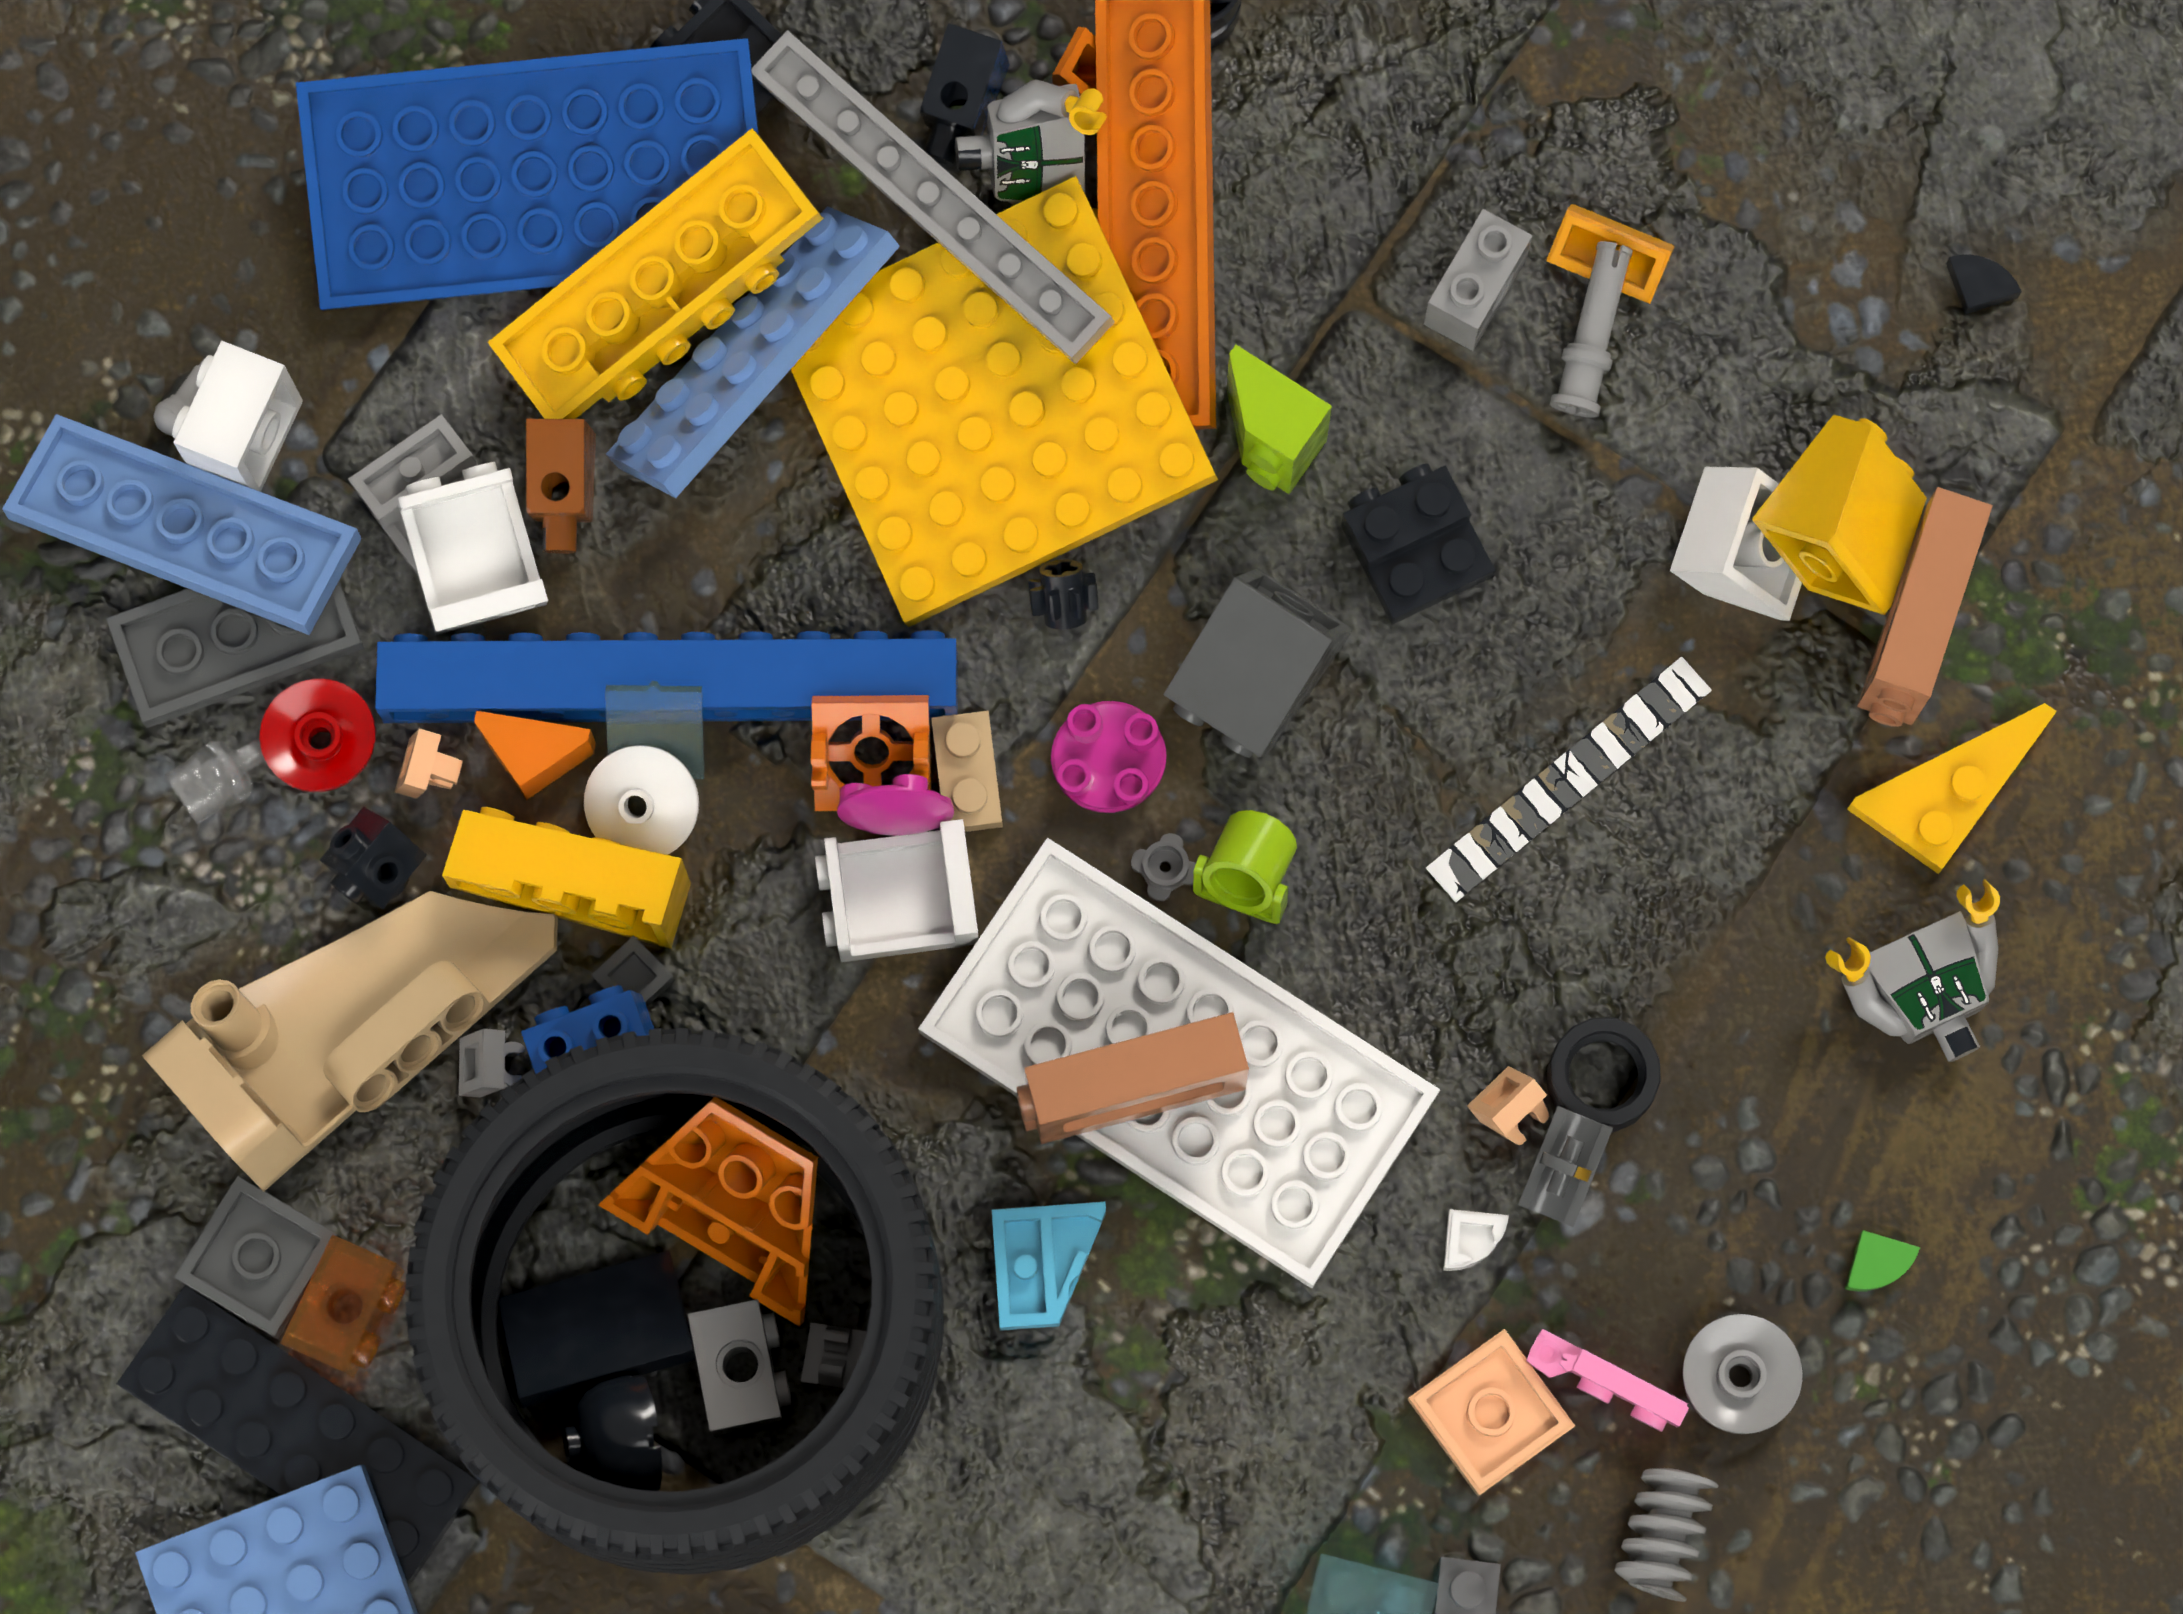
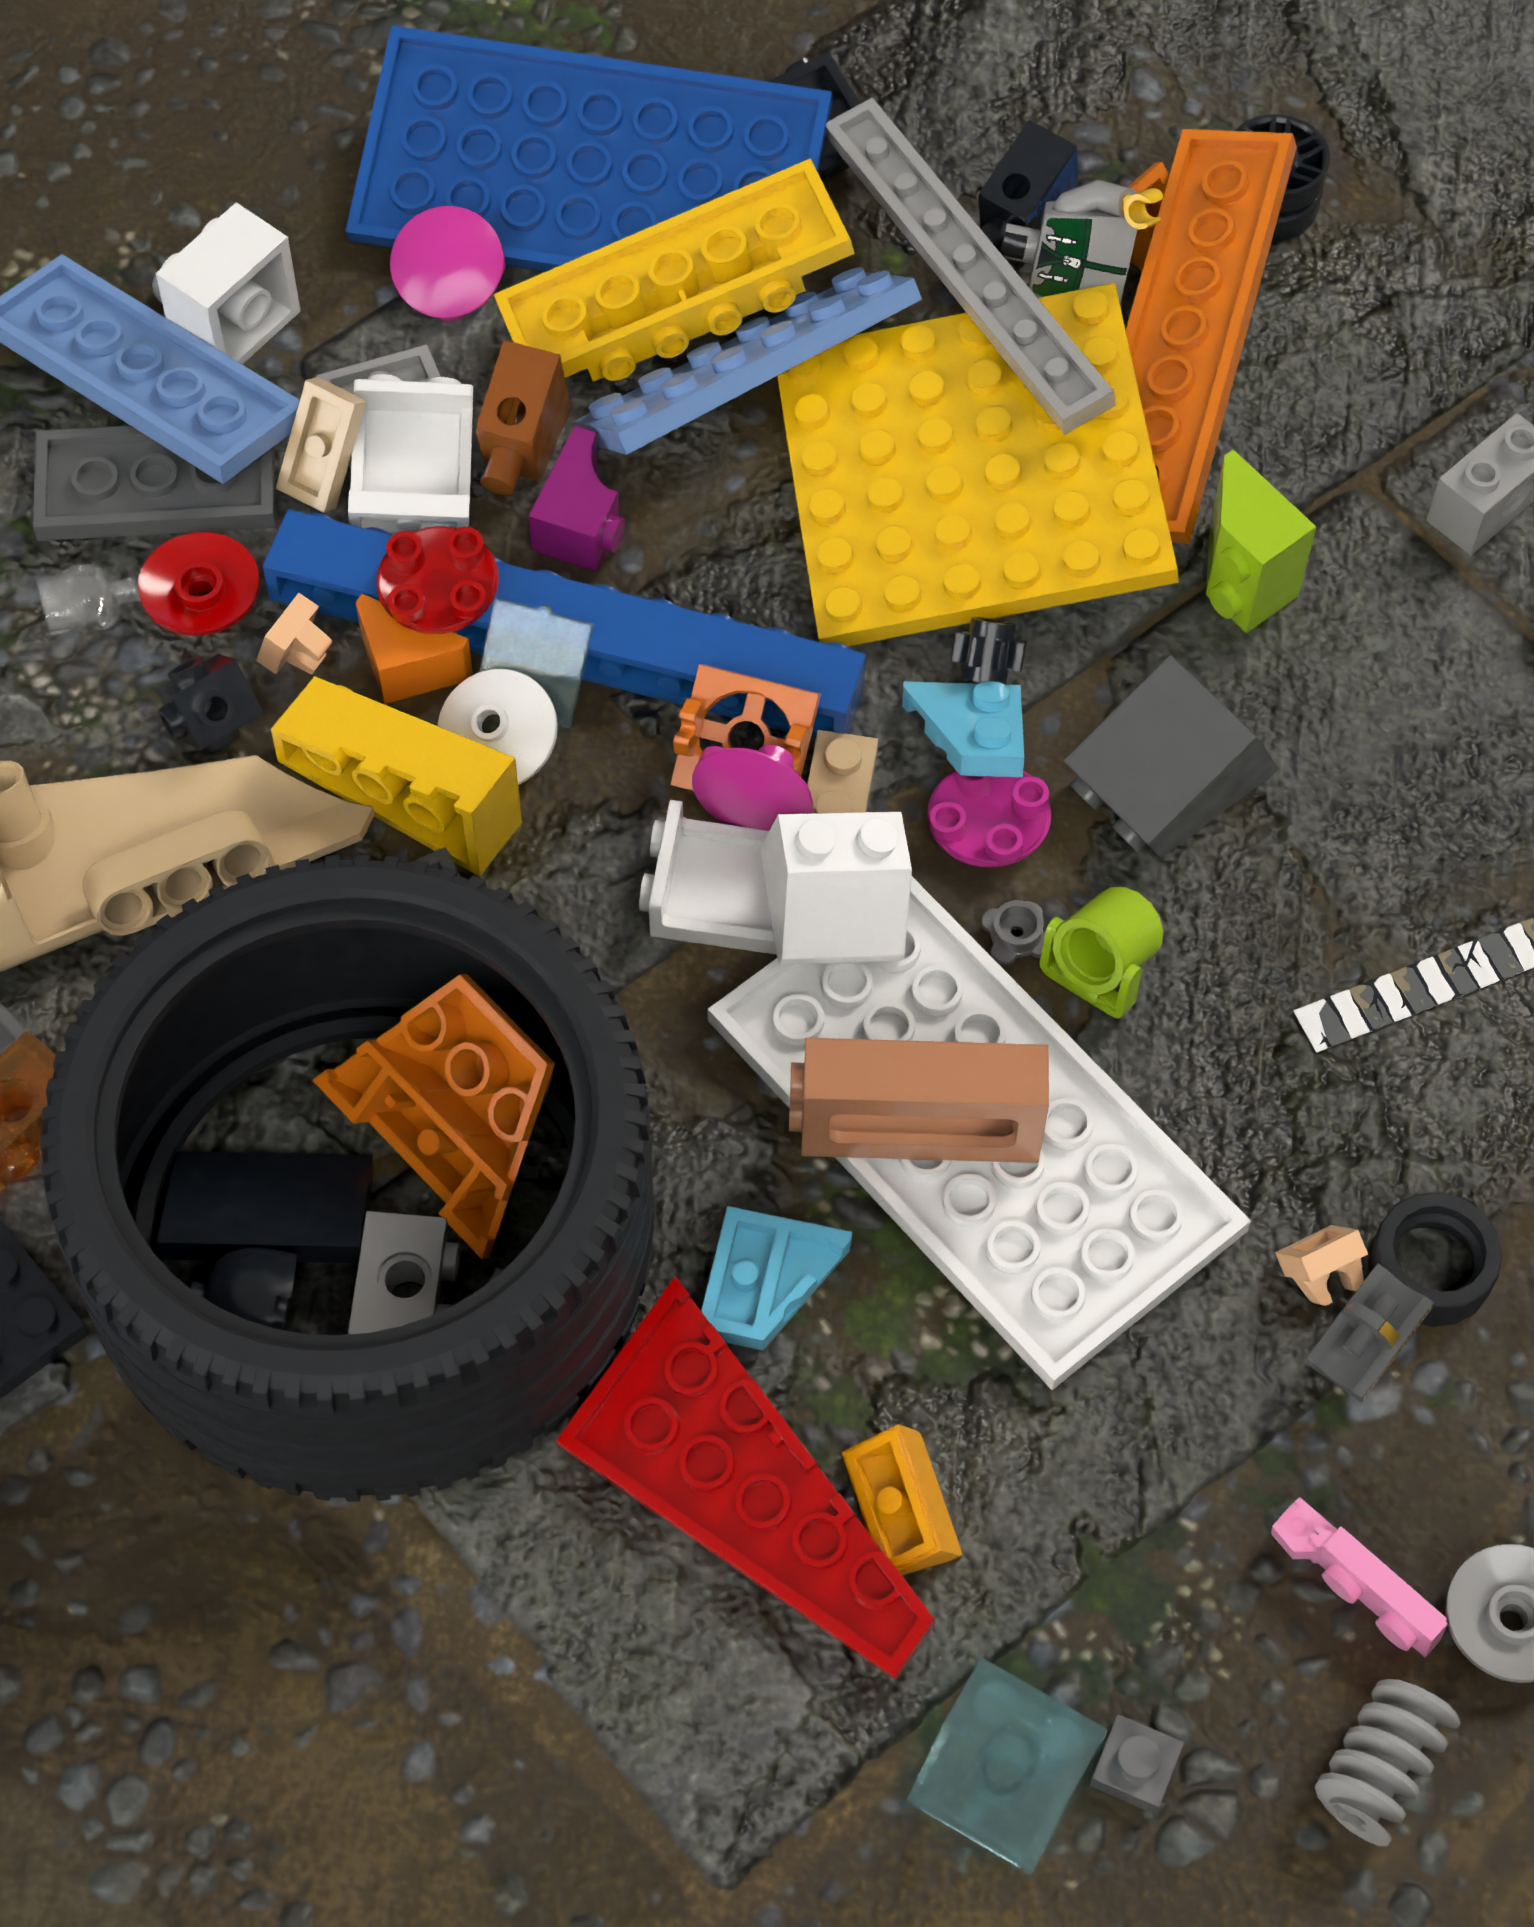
camera: 15 degrees right, 15 degrees down
(383, 561) = (320, 444): none -> tan plate
(431, 318) = (447, 262): none -> dark pink dish
(544, 682) = (437, 578): none -> red dish
(641, 557) = (575, 512): none -> magenta arch
(1002, 892) = (837, 887): none -> white slope
(1051, 1440) = (717, 1461): none -> red wing
(1070, 673) = (973, 724): none -> medium azure wing
(1214, 1425) = (902, 1499): none -> light orange slope
(1416, 542) = (1366, 701): black plate -> none
(1471, 1237) = (1245, 1388): white tile -> none
(1491, 1412) = (1217, 1578): light nougat tile -> none

